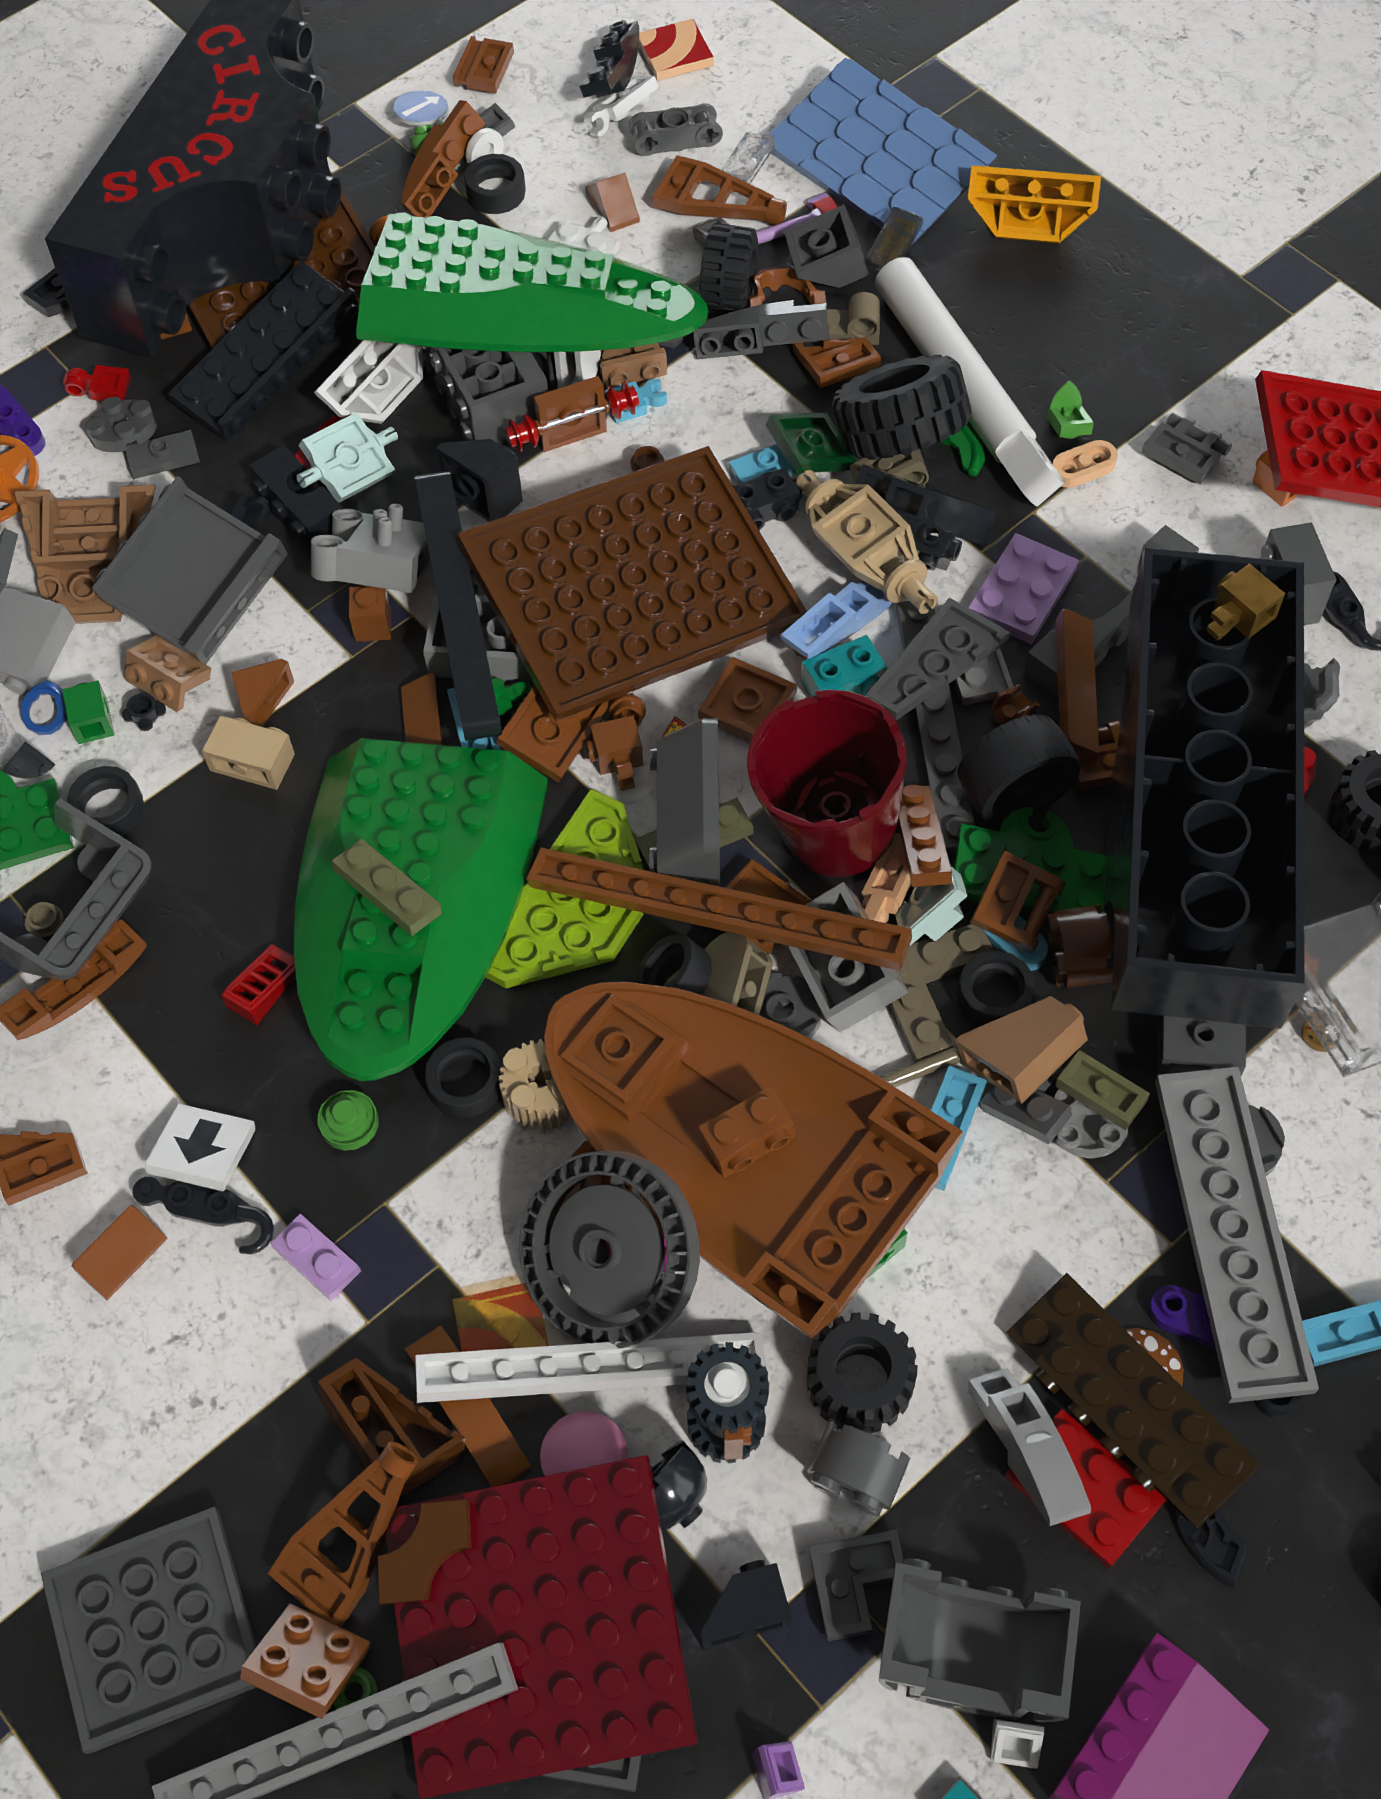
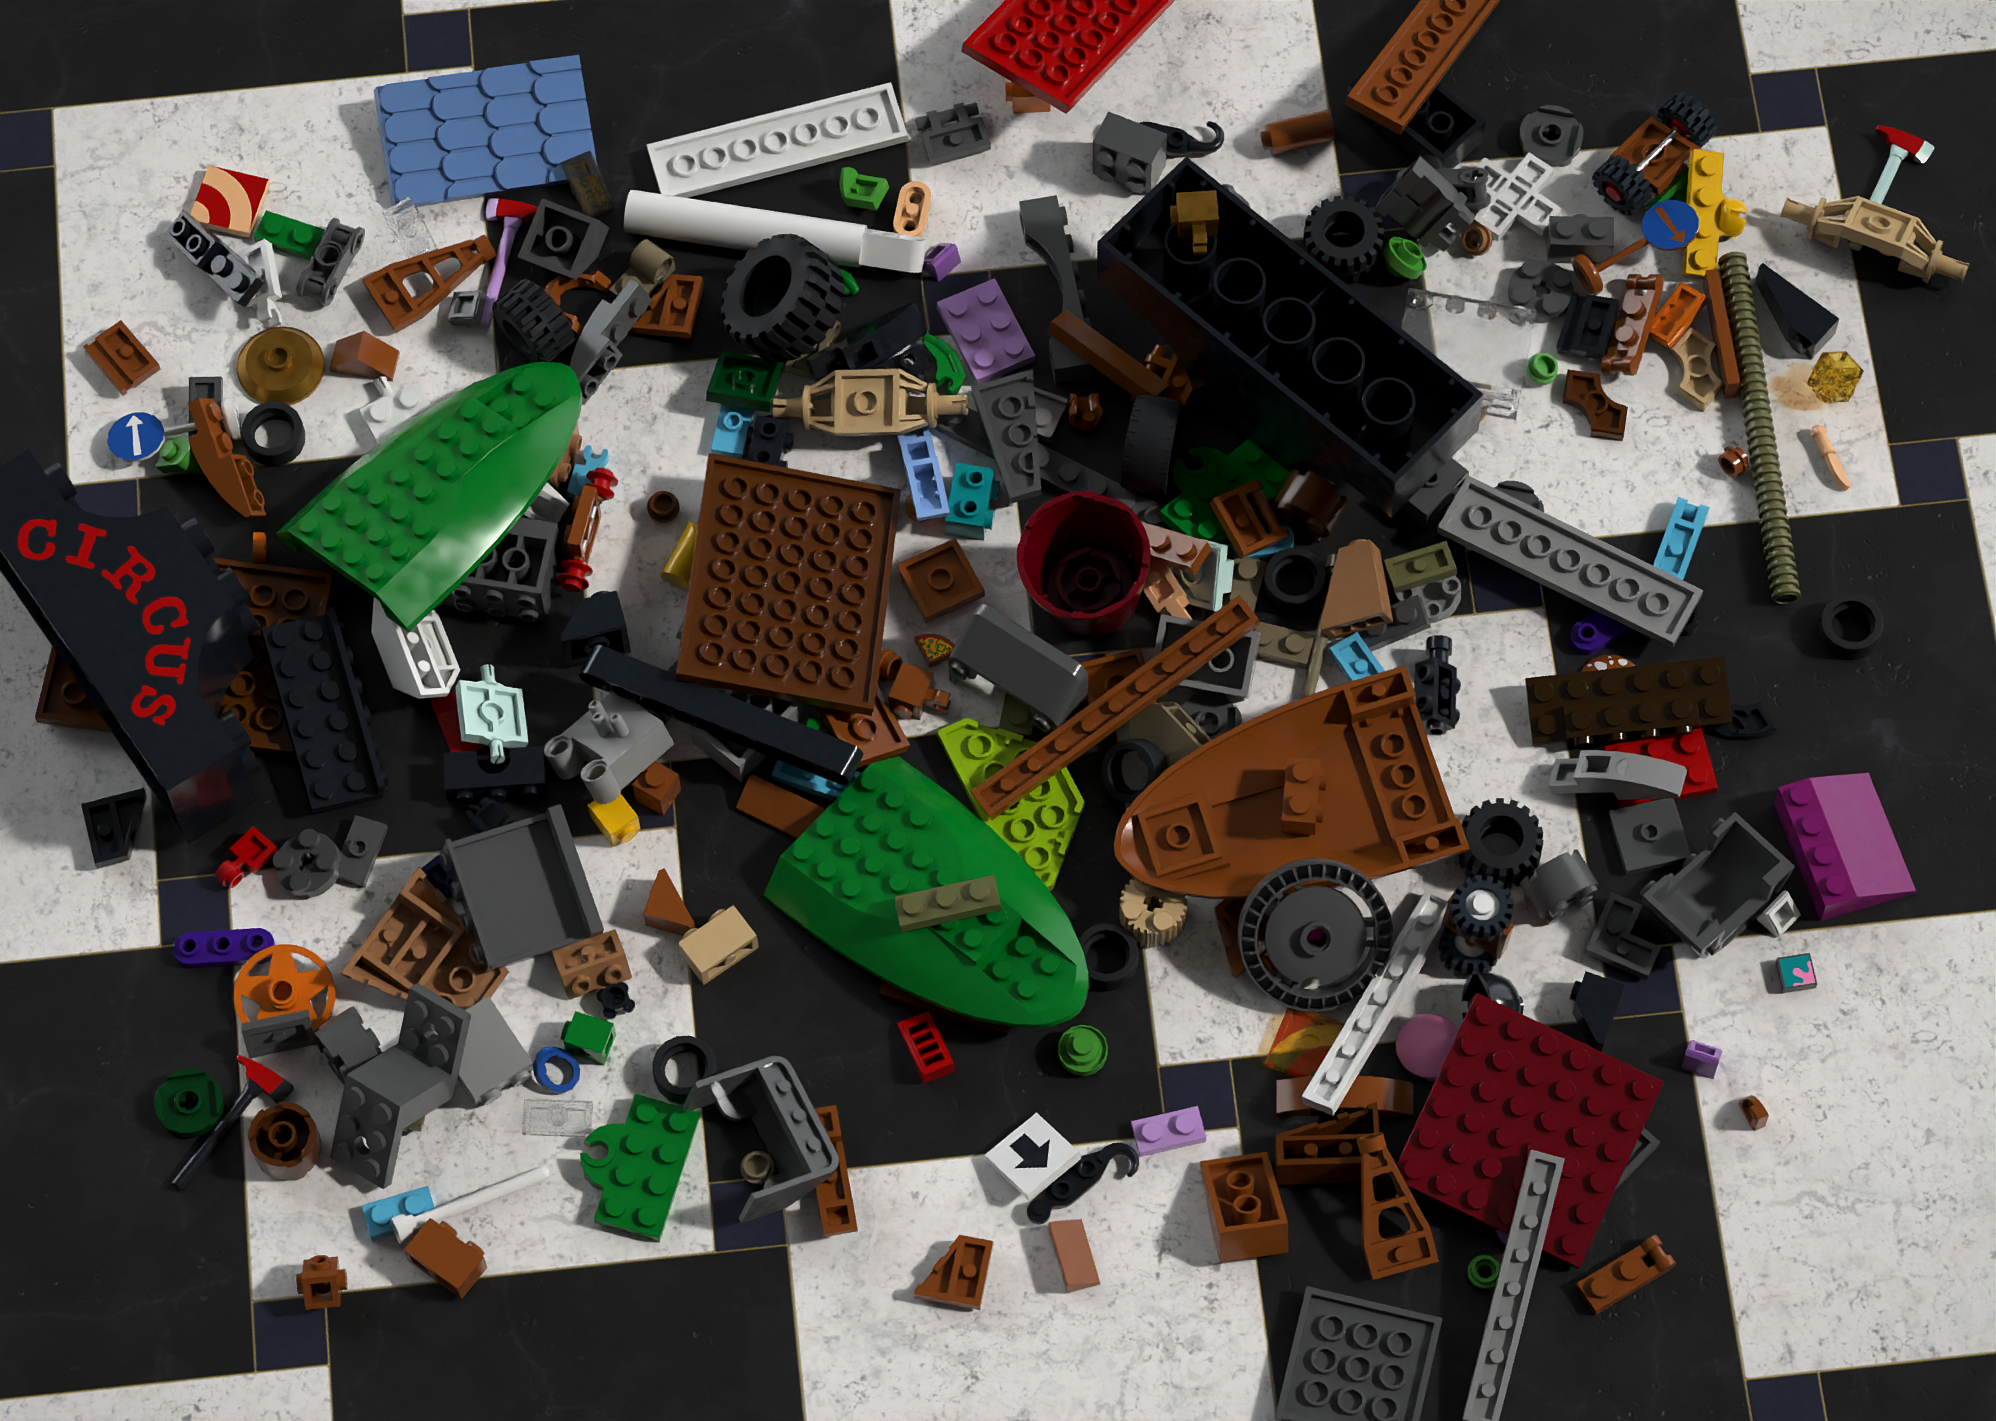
camera: 55 degrees left, 5 degrees up
(28, 763) = (602, 1106): black tile -> none
(267, 1383) = (1244, 1207): none -> dark orange slope
(305, 1660) = (1452, 1280): dark orange plate -> none
(319, 603) = (615, 820): none -> yellow brick
(409, 1570) = (1444, 1178): reddish brown tile -> none
(562, 159) = (280, 365): none -> pearl gold piece
(676, 90) = (289, 235): none -> green plate
(962, 580) = (948, 366): none -> green piece
(986, 1194) = (1437, 687): none -> black brick
(997, 1529) = (1649, 835): none -> dark grey plate
(1032, 202) = (640, 62): light orange wedge -> none
(1059, 337) = (778, 142): none -> white plate
(1059, 515) = (941, 260): none -> medium lavender slope

